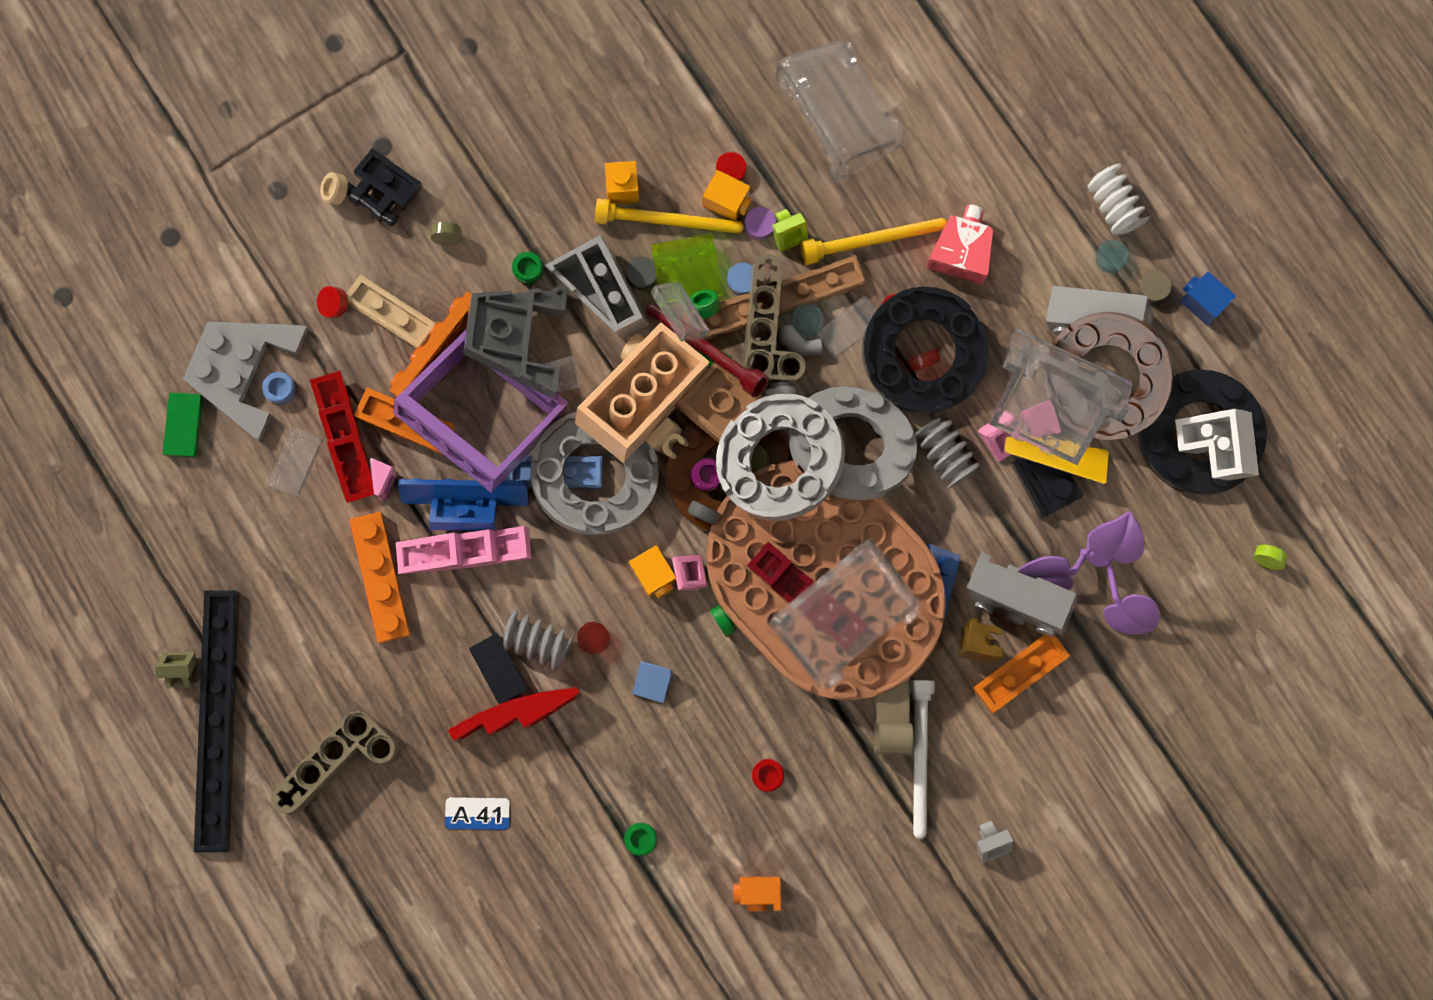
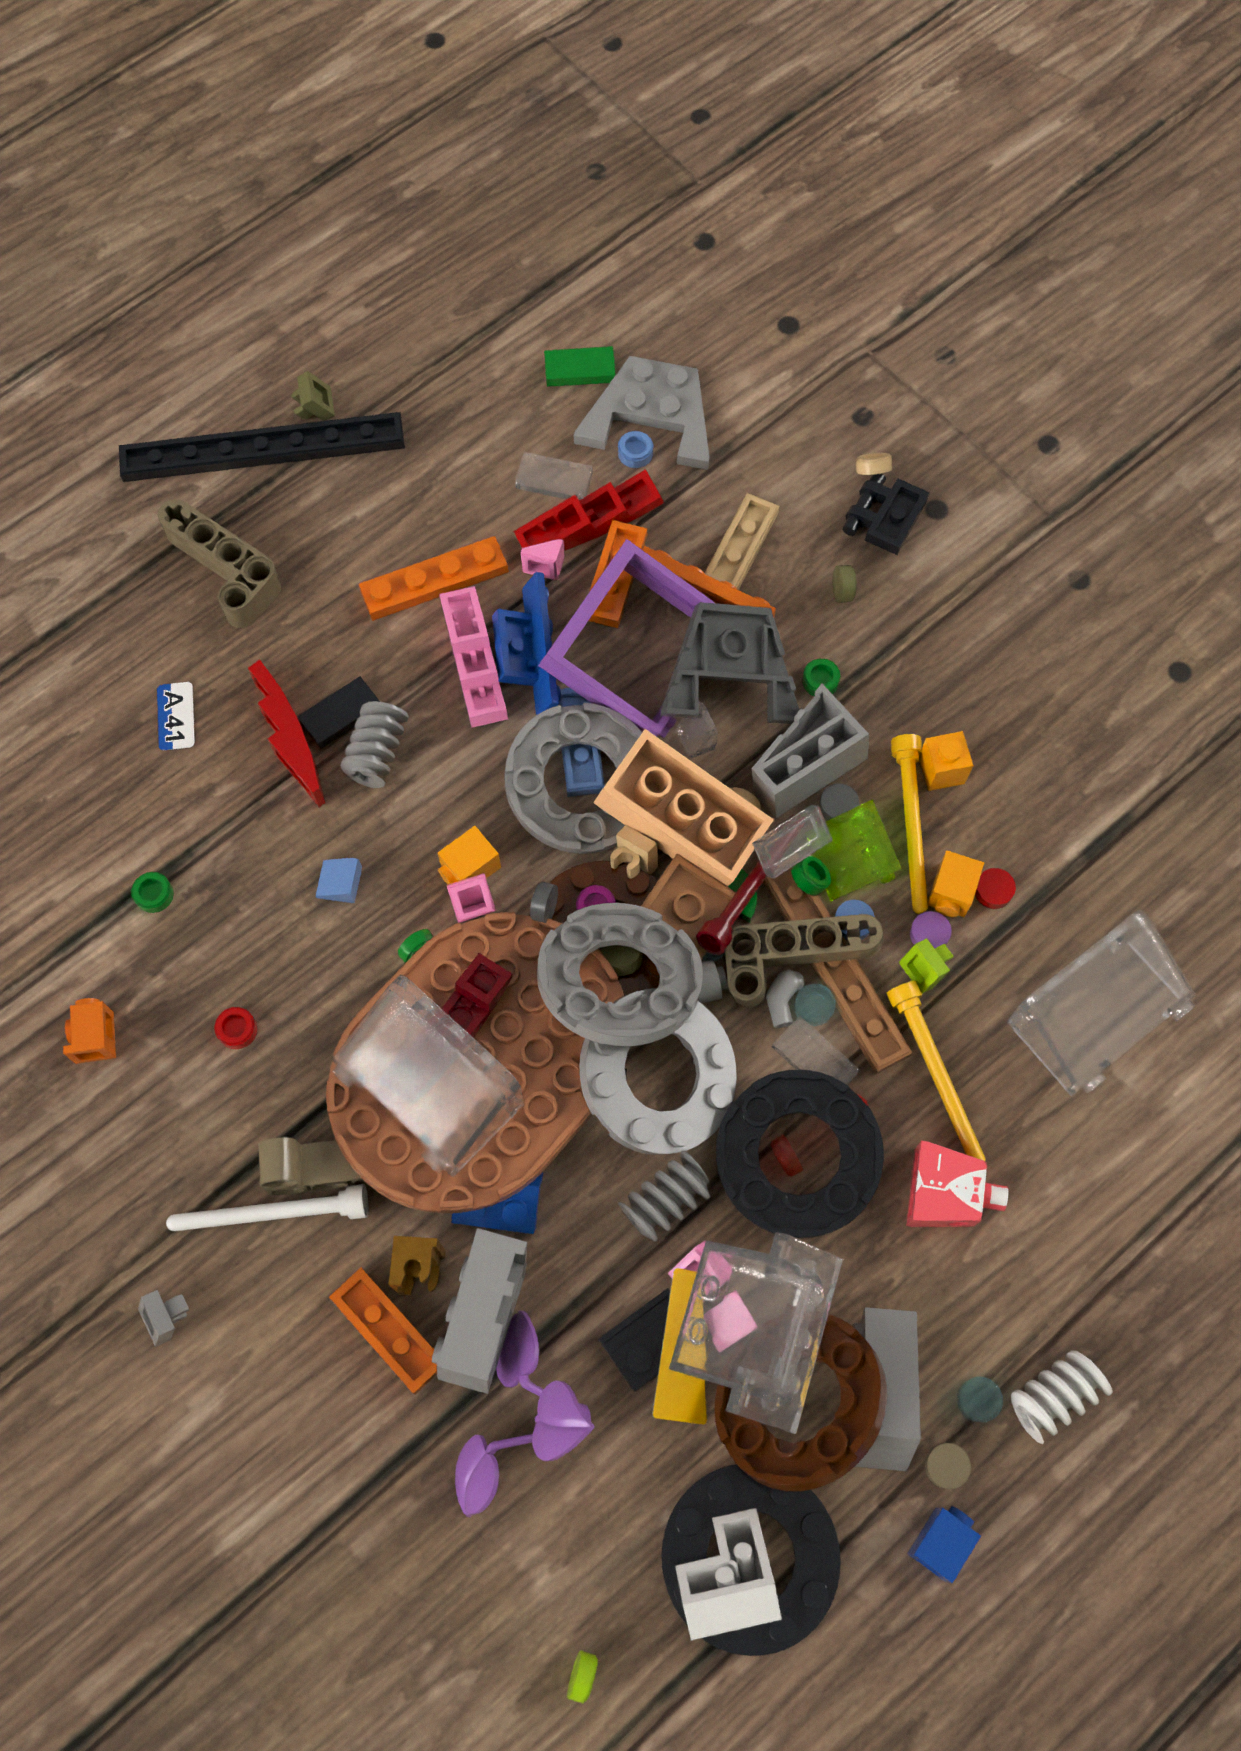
camera: 85 degrees right, 10 degrees down
(332, 302) = (741, 482): red tile -> none
(593, 638) = (385, 808): clear red tile -> none

